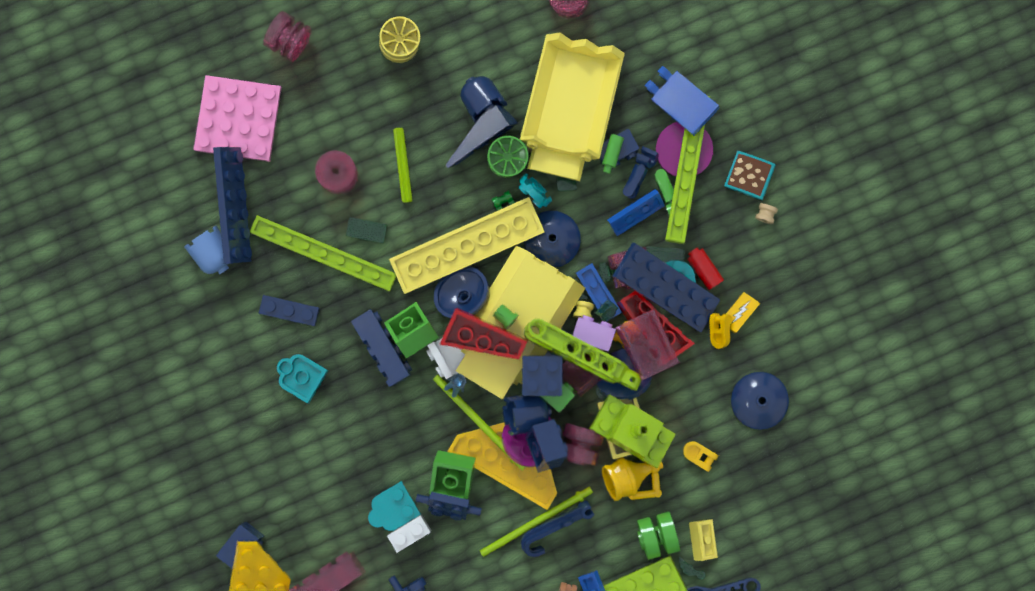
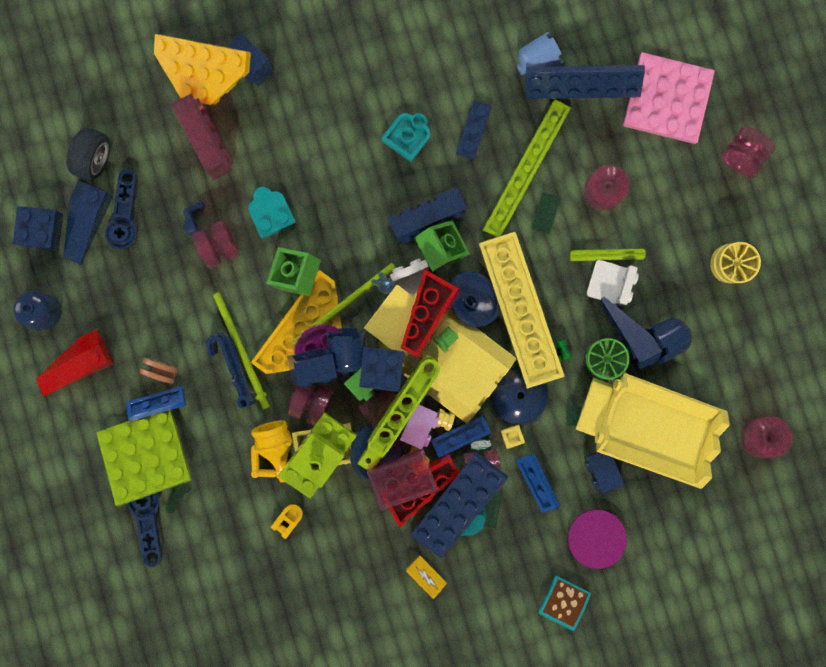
camera: 95 degrees right, 0 degrees up
(409, 533) = (243, 224): white brick -> none
(430, 157) = (612, 282): none -> white bracket
(430, 552) = (210, 247): none -> clear pink wheel
(448, 505) = (267, 258): dark blue plate -> none
(535, 190) = (570, 383): teal plate -> none
(593, 241) = (512, 436): none -> light yellow tile
(606, 311) = (441, 442): plate -> none
(612, 153) = (601, 465): bright green cylinder -> none
(648, 159) = (590, 501): dark blue piece -> none
(662, 534) = (211, 465): bright green wheel -> none
(665, 187) = (537, 523): bright green piece -> none
(682, 101) = (647, 543): tile -> none
(684, 187) = (577, 540): lime tile -> none
(703, 540) = (204, 514): light yellow slope -> none
(704, 268) = (474, 546): red brick -> none
(720, 336) = (404, 553): yellow plate -> none
(746, 404) = (340, 574): dark blue dish -> none
(766, 213) = (524, 616): tan wheel -> none

